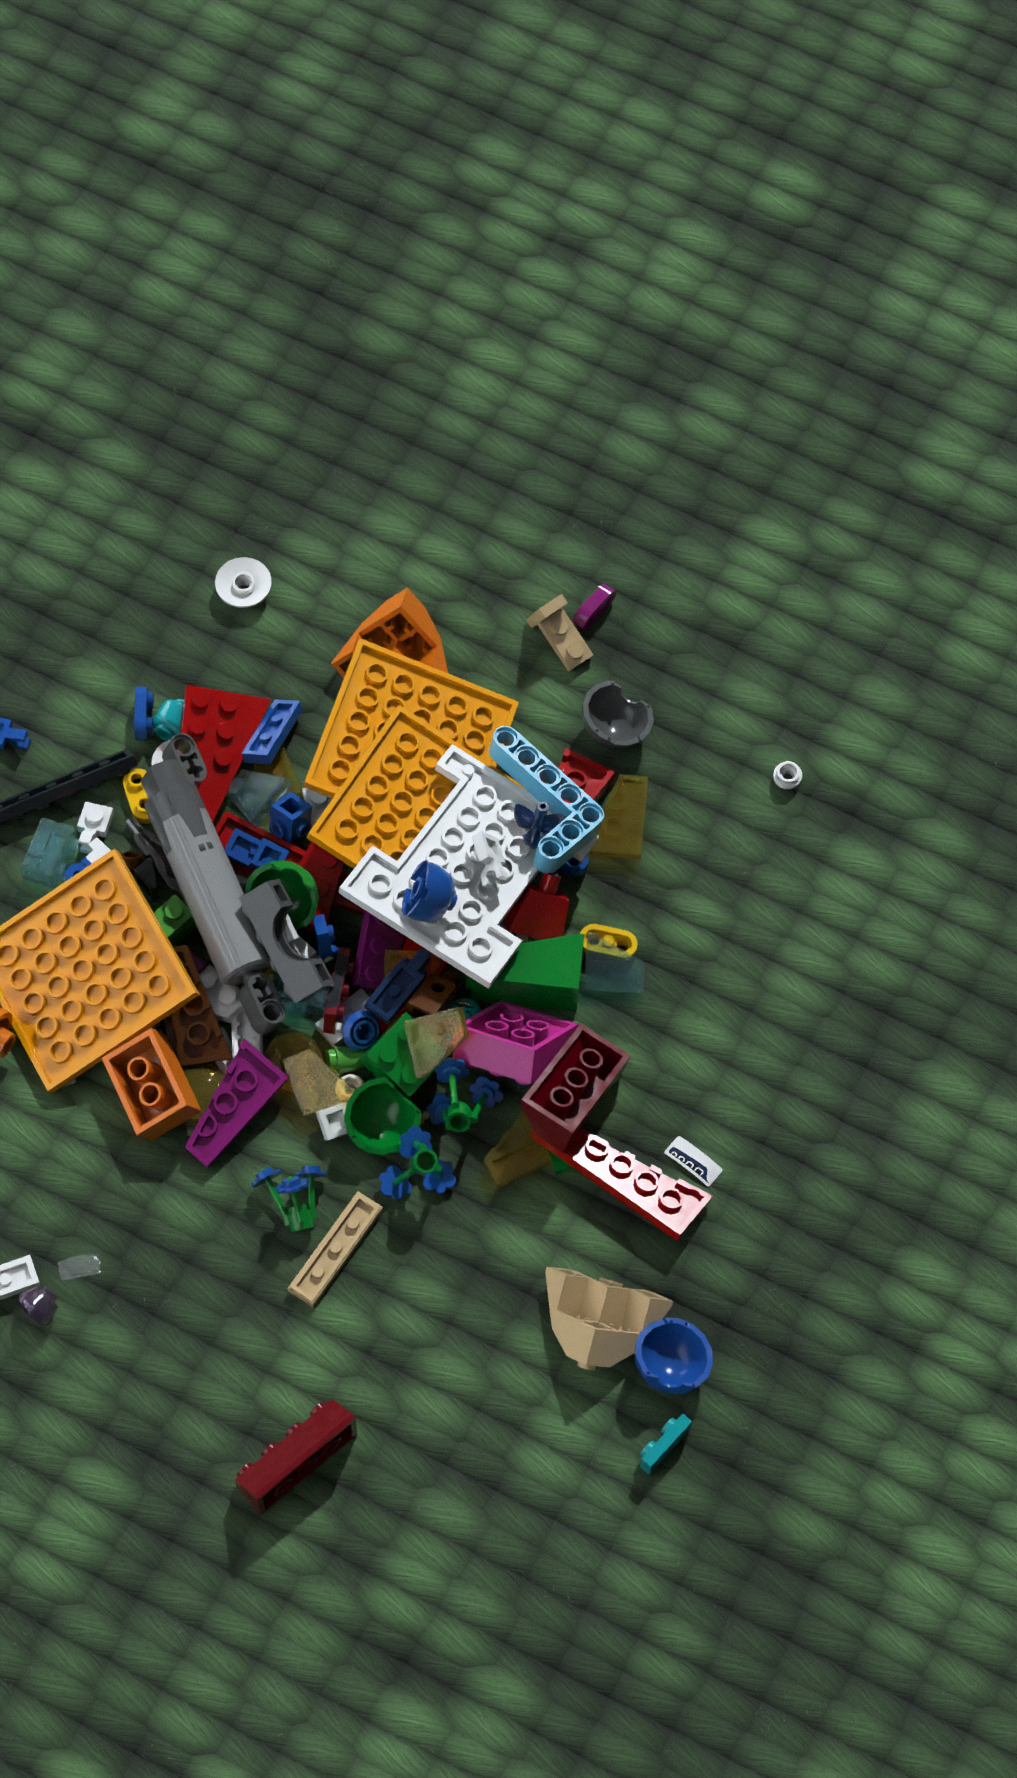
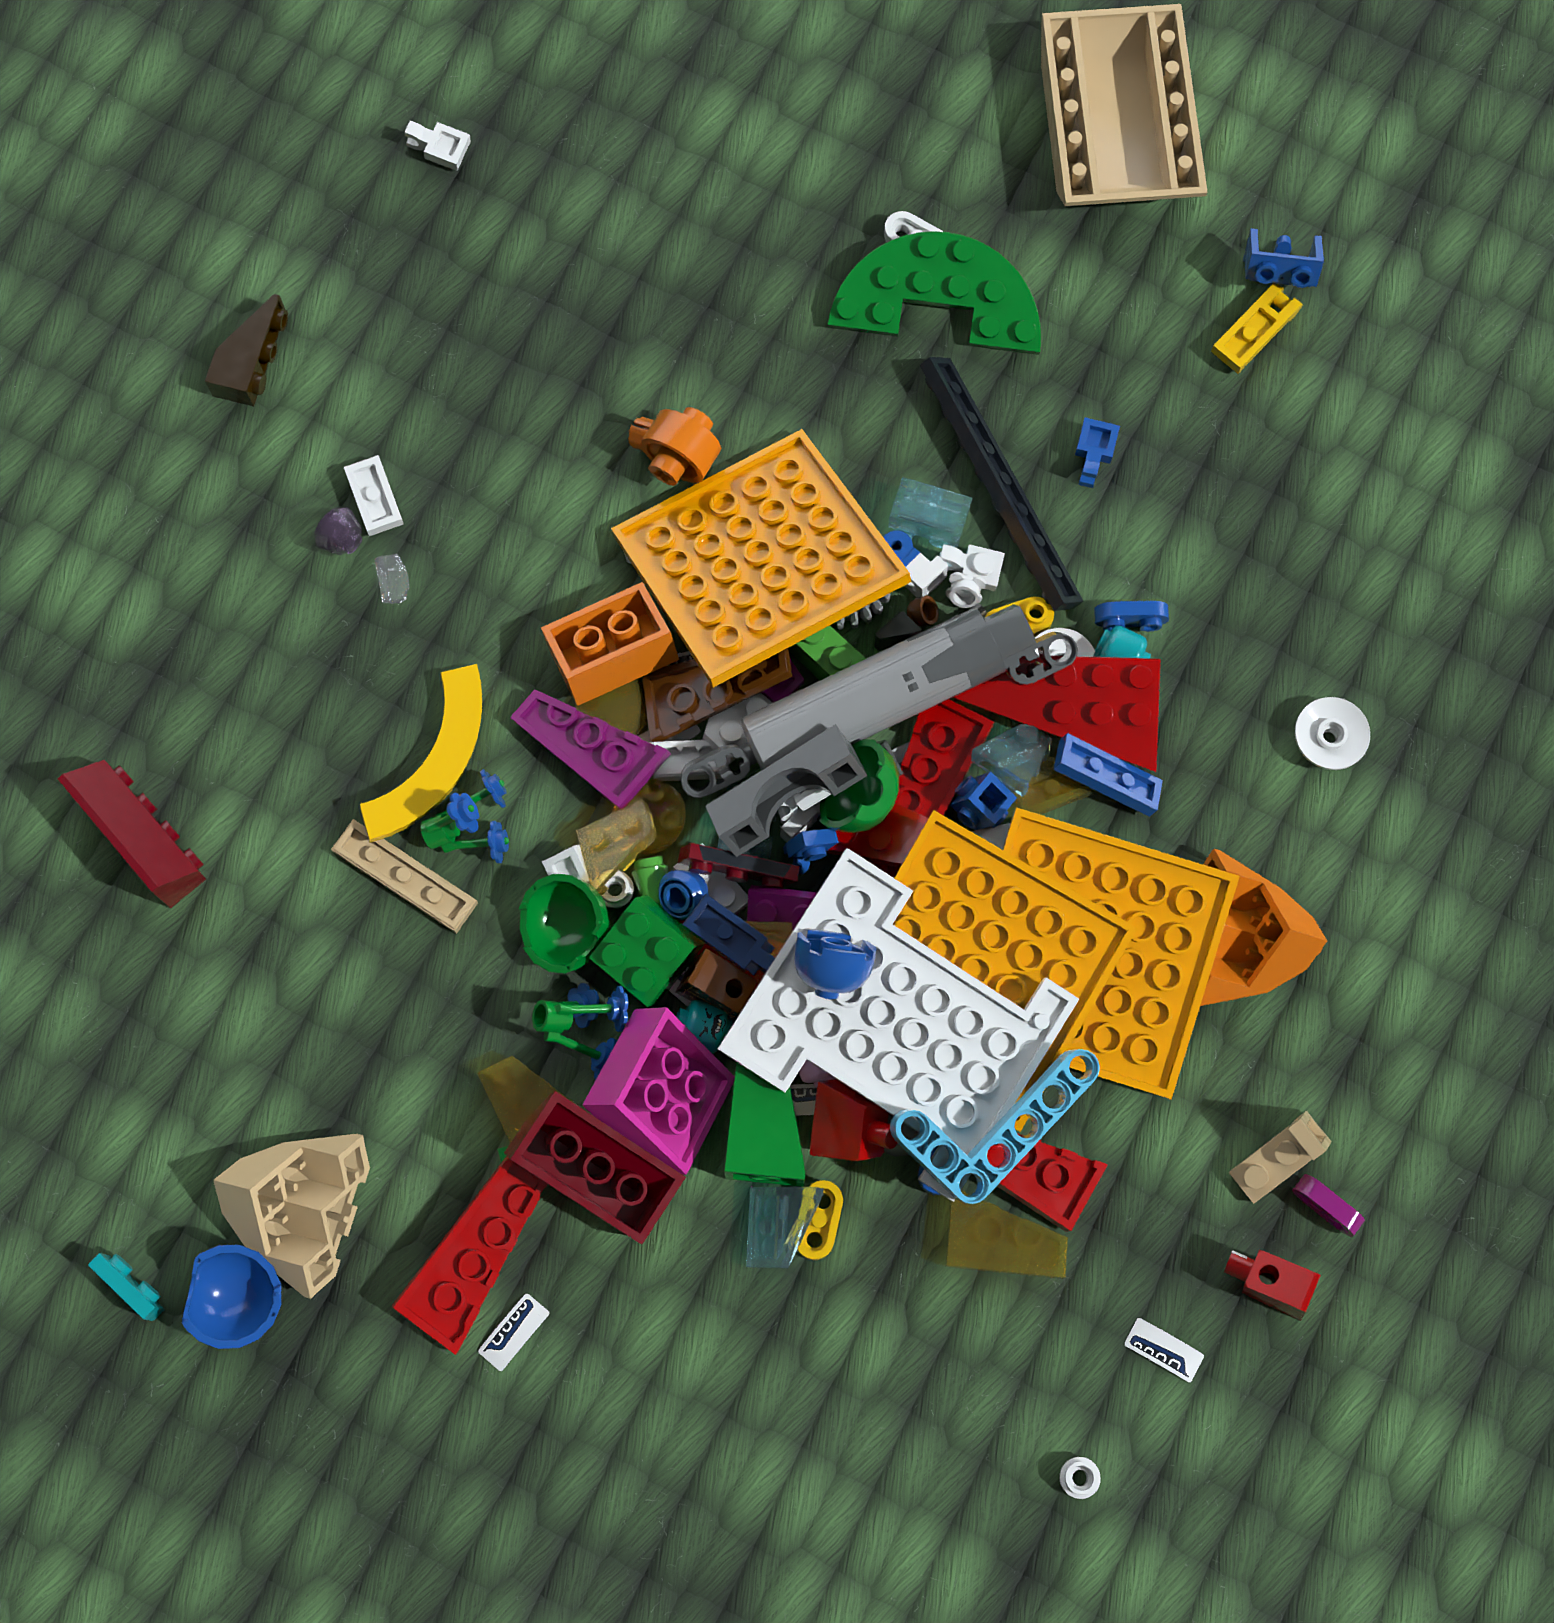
camera: 90 degrees right, 10 degrees up
(115, 829) = (965, 589): none -> white plate
(241, 1217) = (442, 766): none -> yellow tile
(251, 851) = (930, 758): blue slope -> none
(423, 1162) = (488, 972): blue plant -> none
(435, 1038) = (650, 980): clear yellow wing -> none
(489, 853) = (904, 1047): white plate -> none
(536, 822) = (968, 1100): dark blue plant -> none
(614, 718) = (1149, 1230): dark grey cylinder -> none
(650, 639) = (1292, 1287): none -> red torso
(696, 720) = (1164, 1349): none -> white sticker

